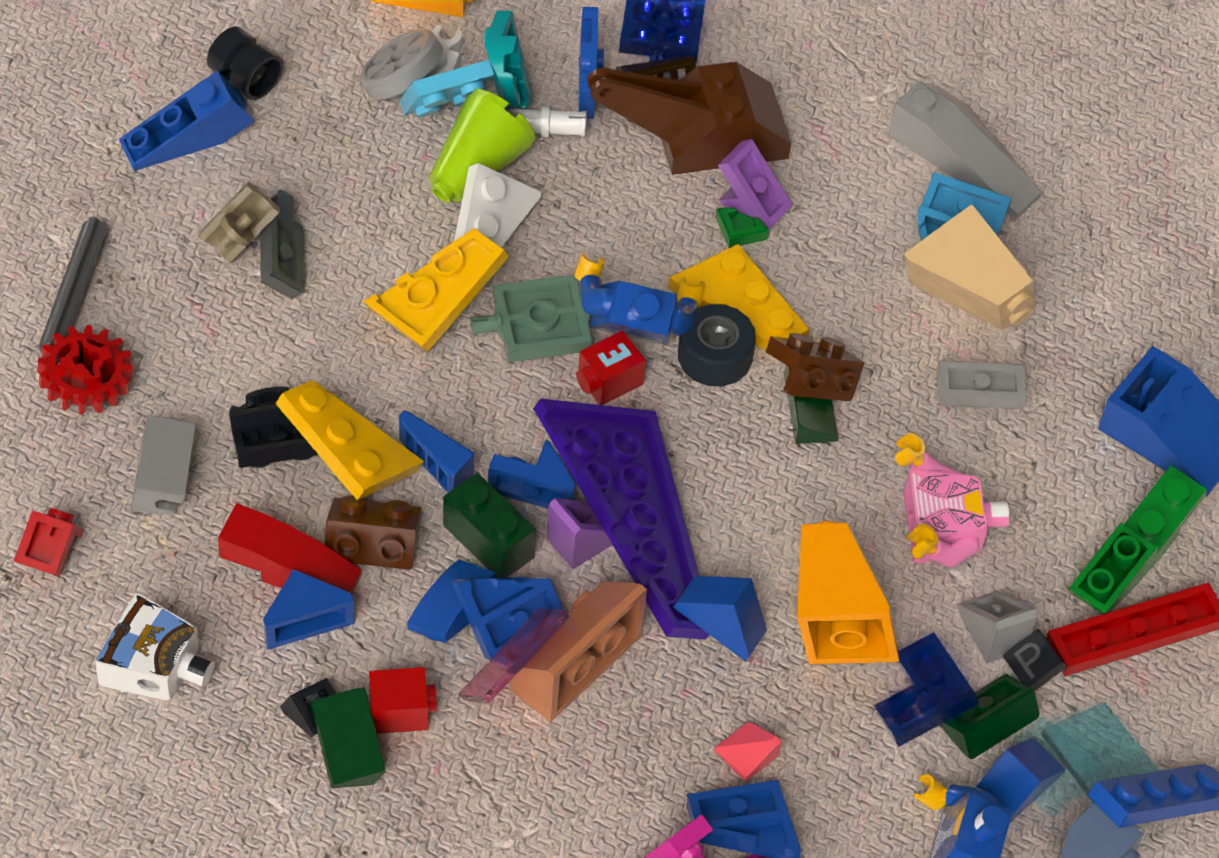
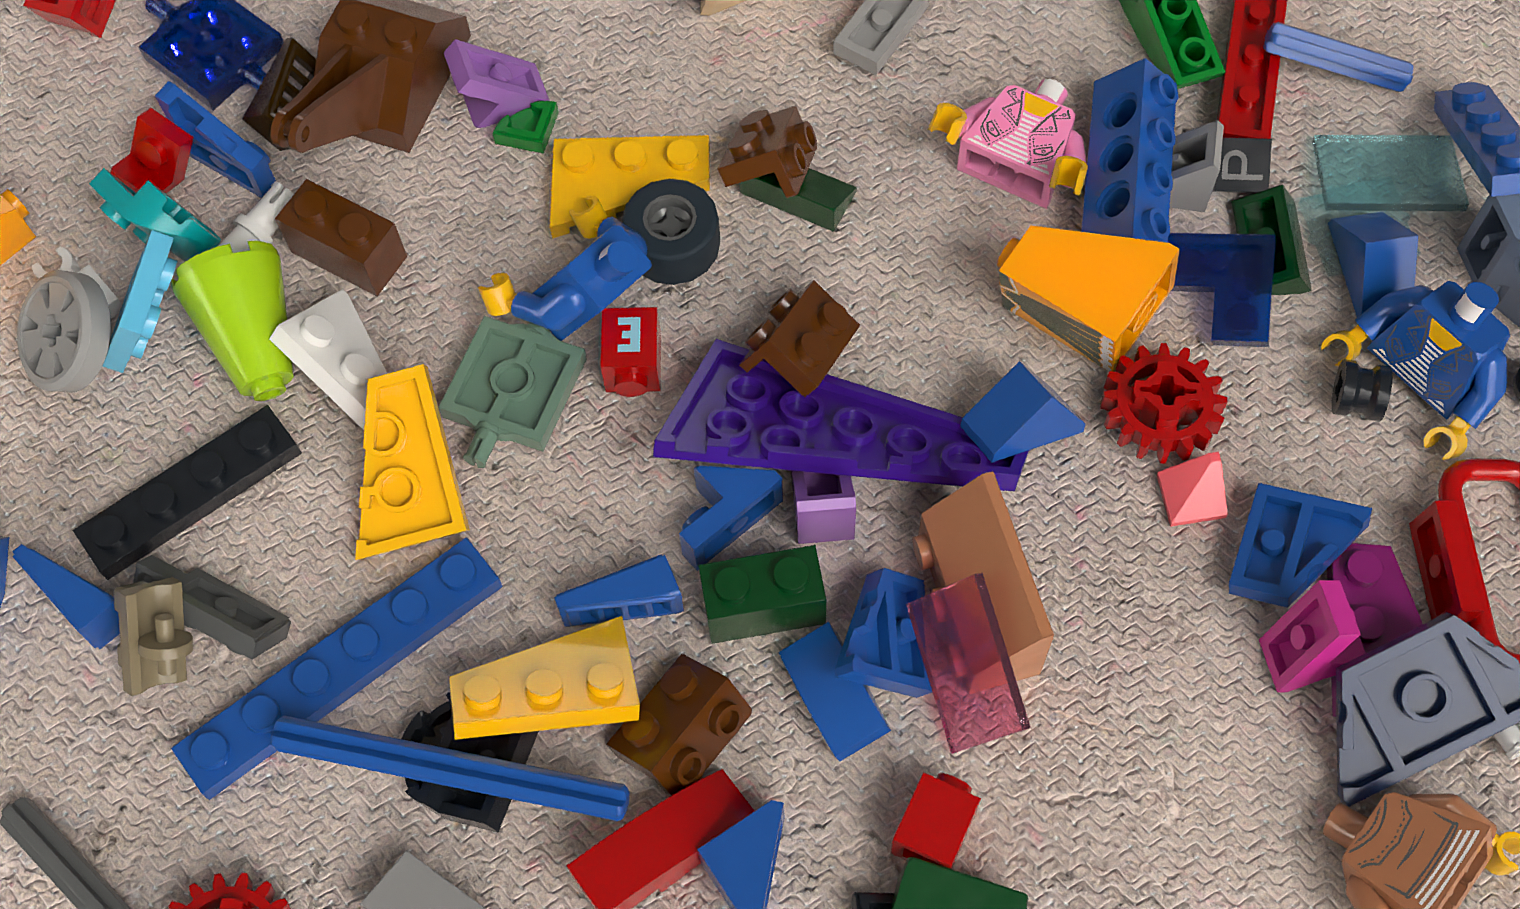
camera: 50 degrees left, 10 degrees up
(238, 166) = (82, 603): none -> blue slope
(258, 415) = (451, 768): none -> blue axle
(292, 334) = (338, 666): none -> blue plate
(349, 193) = (186, 492): none -> black plate
(553, 43) = (157, 153): none -> red bracket
(574, 169) = (341, 237): none -> reddish brown brick
(688, 457) = (802, 338): none -> reddish brown bracket
(799, 695) = (1140, 407): none -> red gear
(900, 815) = (1362, 390): none -> black wheel
(972, 584) = (1131, 154): none -> blue brick
(1178, 681) = (1338, 57): none -> axle

